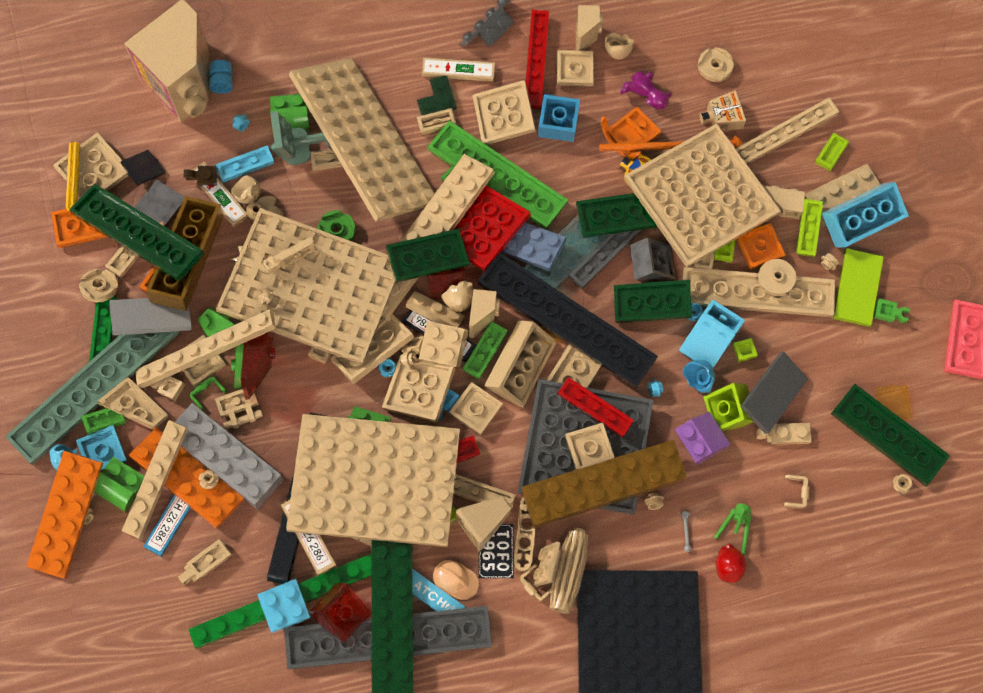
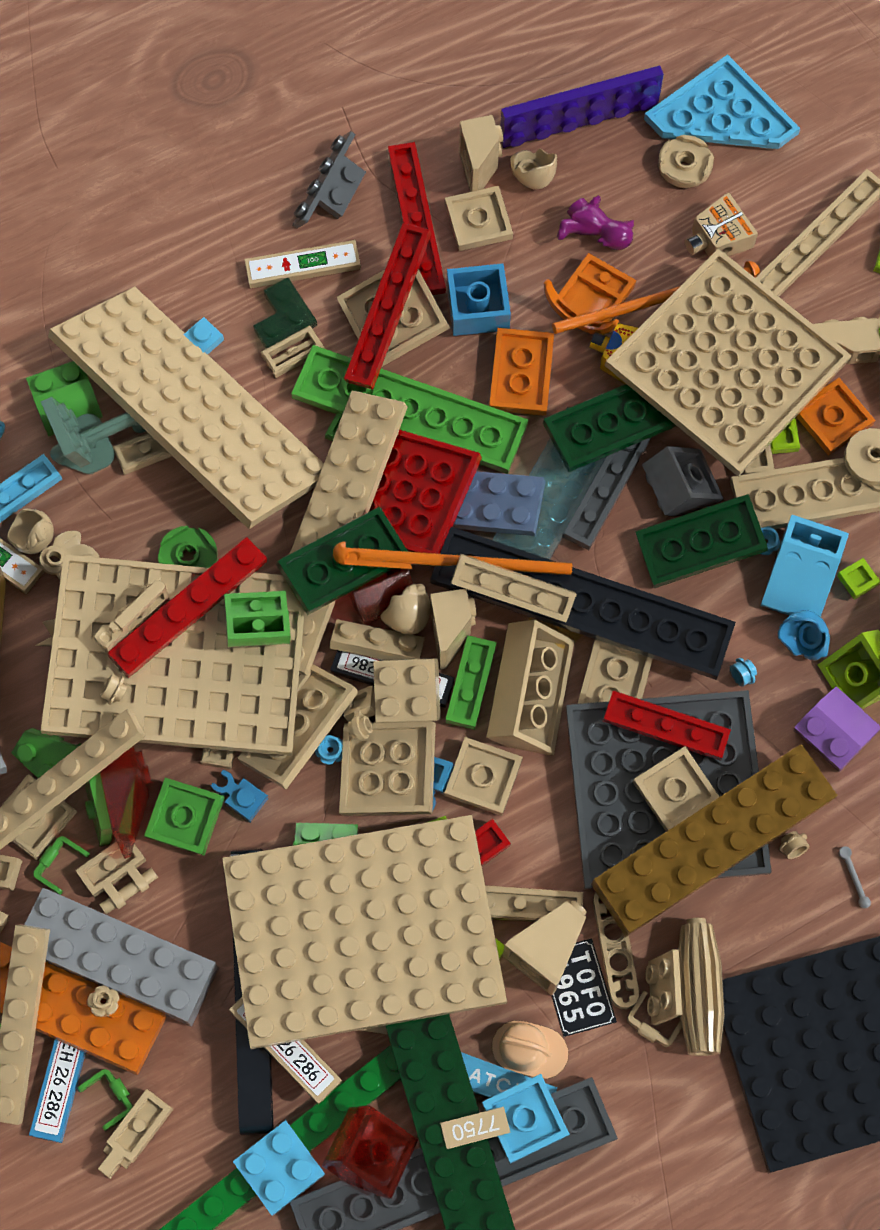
camera: 15 degrees left, 0 degrees up
(203, 534) = (118, 1089): none -> bright green piece
(288, 384) = (184, 816): none -> bright green plate
(324, 258) = (187, 607): none -> red plate
(327, 382) = (243, 798): none -> dark azure plate
(363, 276) = (257, 619): none -> bright green brick
(385, 98) = (204, 336): none -> medium azure plate
(401, 614) = (475, 1127): none -> tan sticker
(438, 618) = (530, 1116): none -> medium azure plate
(463, 264) = (403, 560): none -> orange bar
(500, 107) = (387, 306): none -> red plate
(525, 298) = (513, 588): none -> tan plate
(573, 169) = (521, 371): none -> orange plate
(658, 14) = (581, 106): none -> dark purple plate
(749, 37) = (723, 109): none -> medium azure plate

